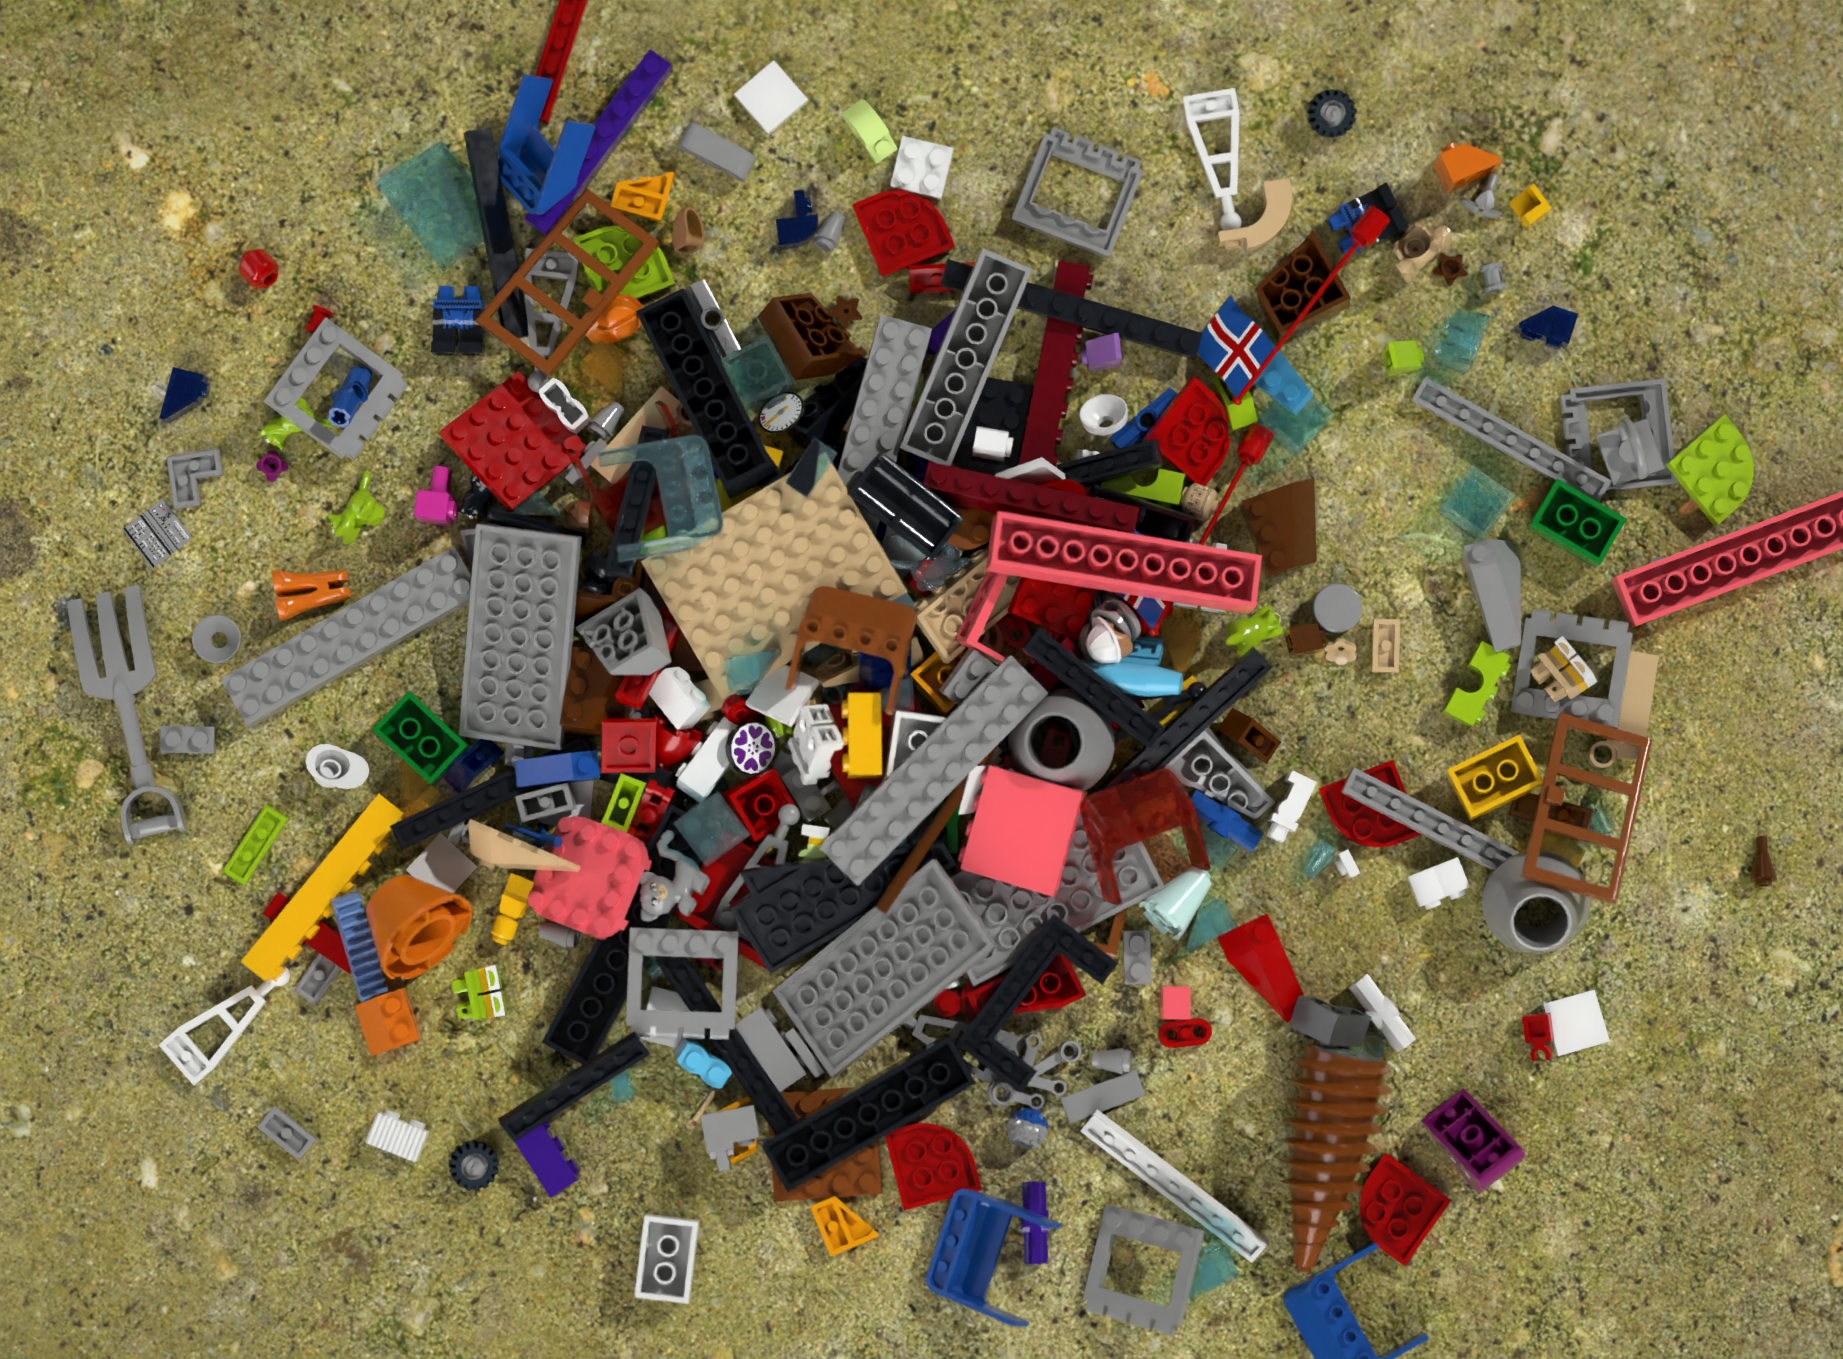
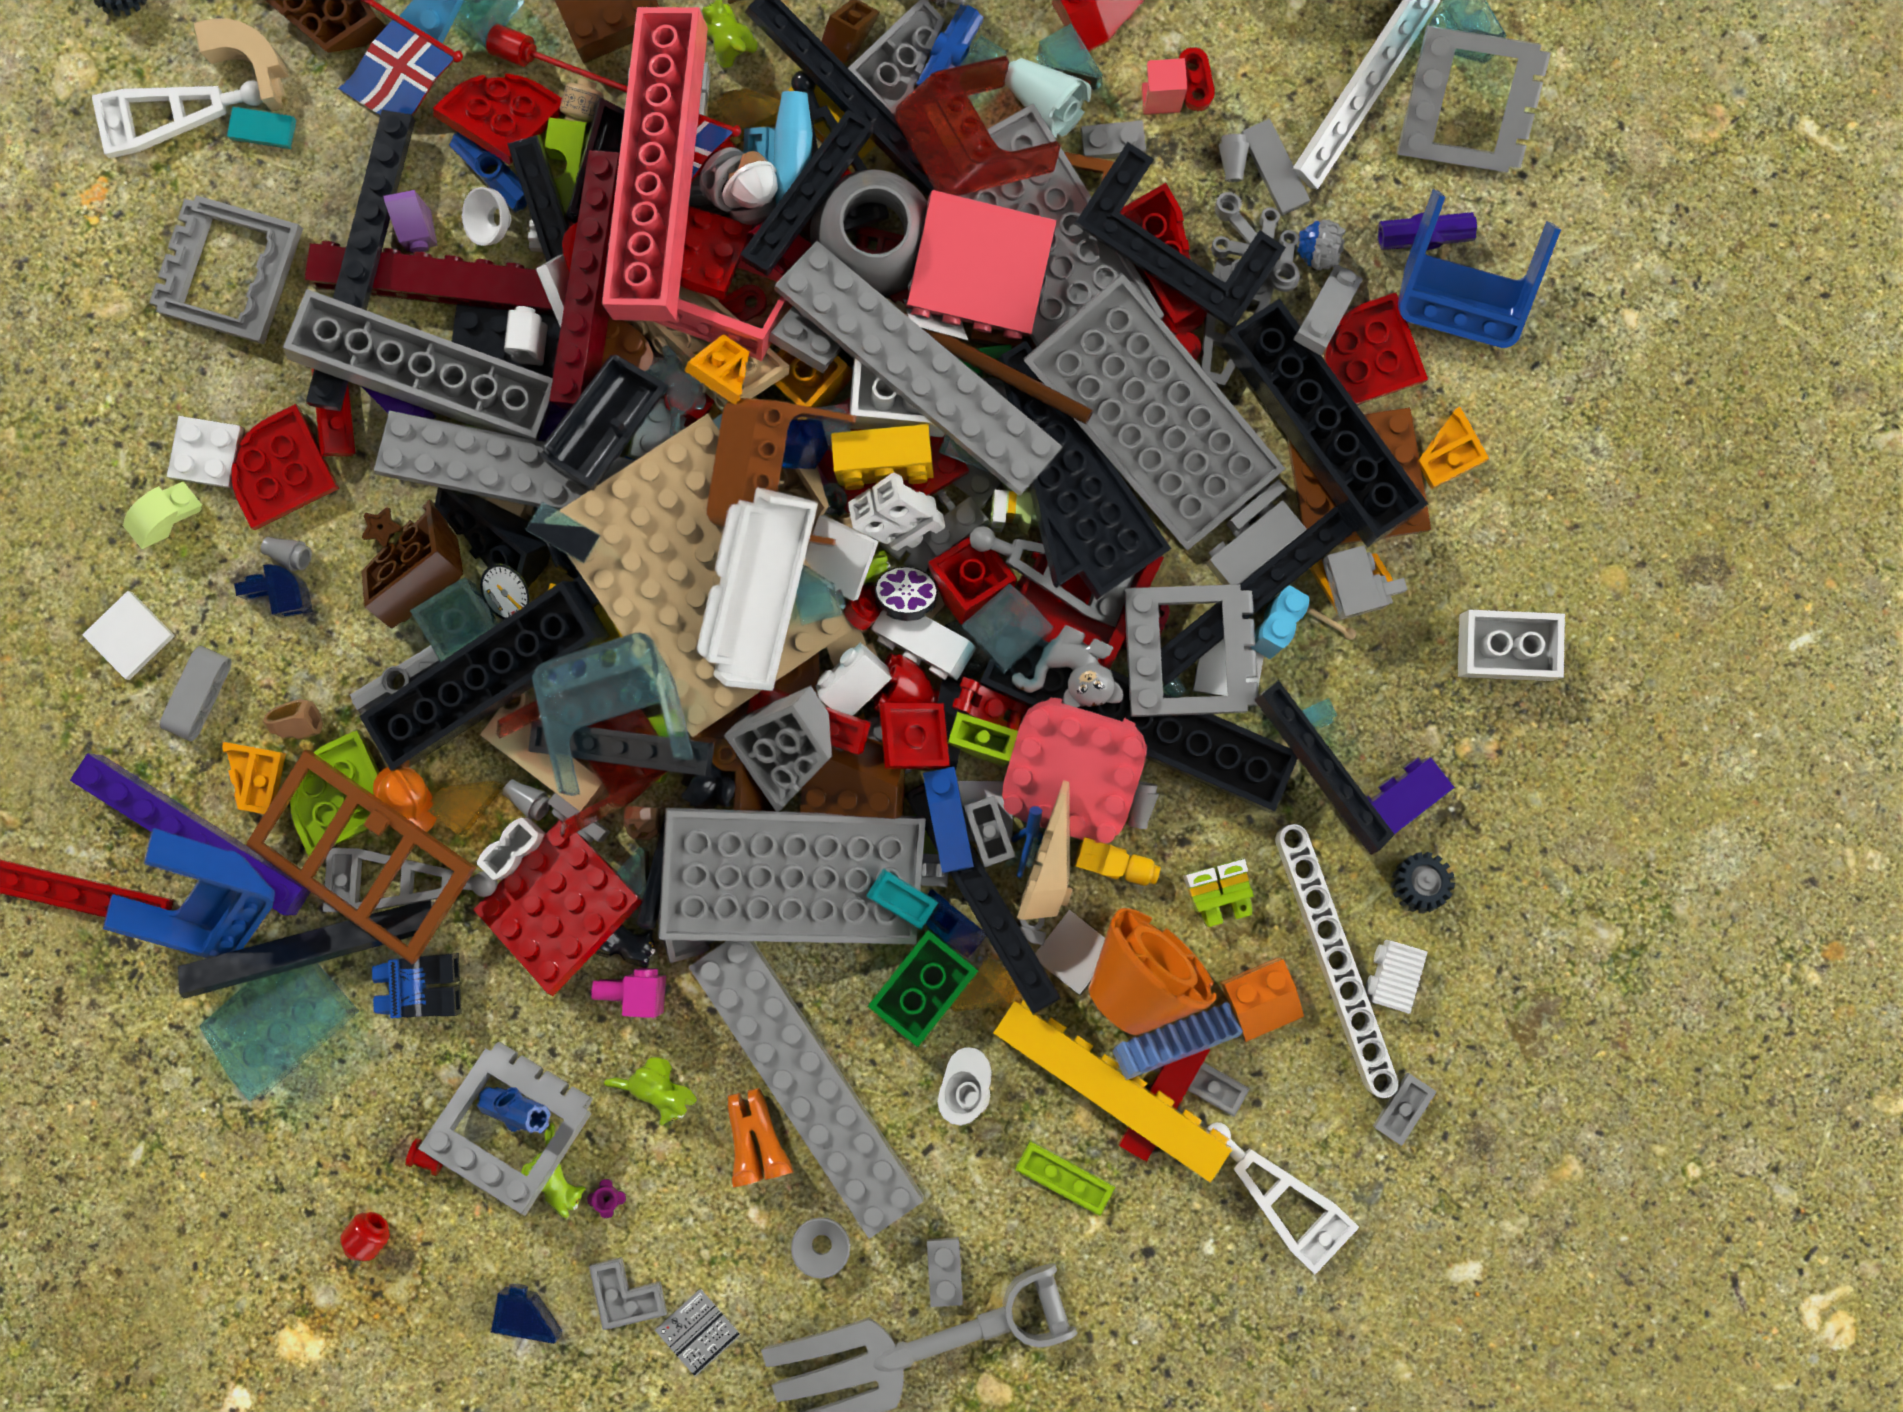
camera: 90 degrees left, 0 degrees up
(402, 1089) = (1346, 972): none -> white beam
(495, 726) = (902, 899): none -> teal tile
(752, 622) = (757, 588): none -> white slope
(943, 606) = (721, 367): none -> light orange wing
(966, 1126) = (1328, 309): none -> light grey plate
(1199, 228) = (261, 127): none -> teal tile
(1238, 415) = (474, 63): lime slope -> none

